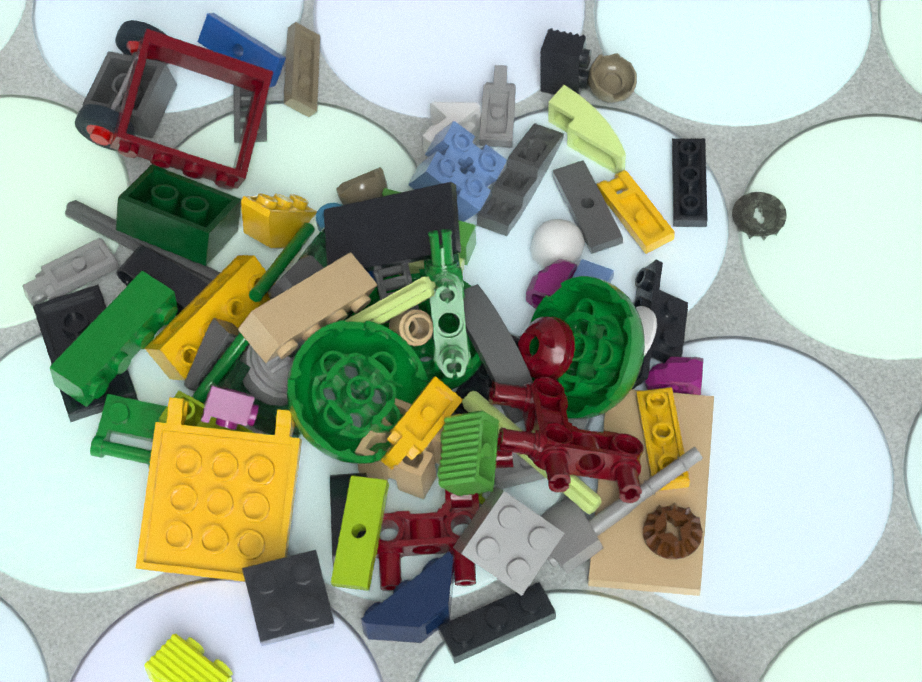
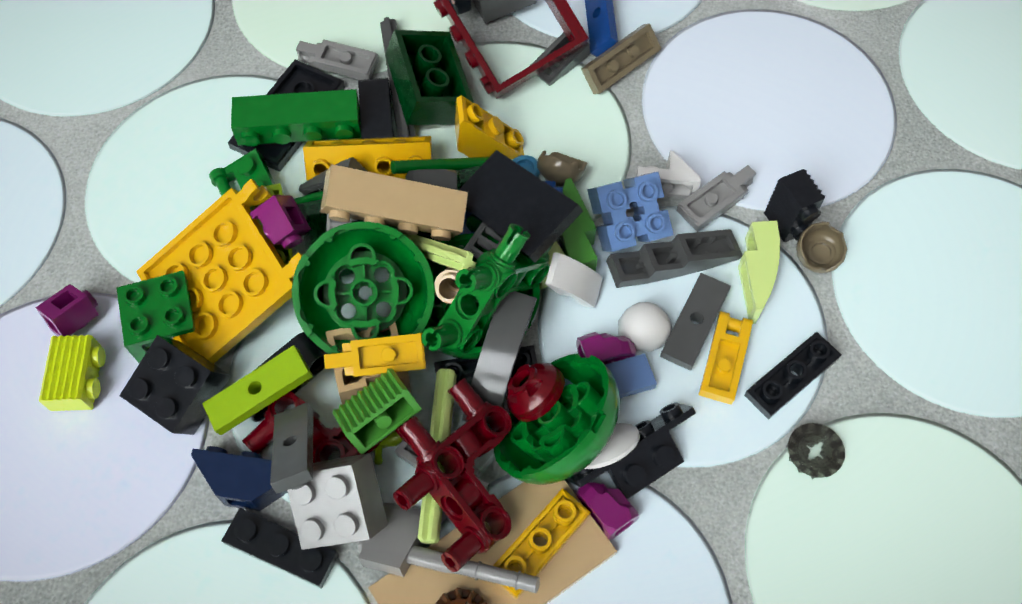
camera: 45 degrees right, 5 degrees up
(124, 644) = (68, 310): none -> magenta brick
(200, 573) = (153, 309): none -> green bracket
(444, 528) = (292, 449): none -> dark grey tile
(480, 254) = (573, 279): none -> white slope

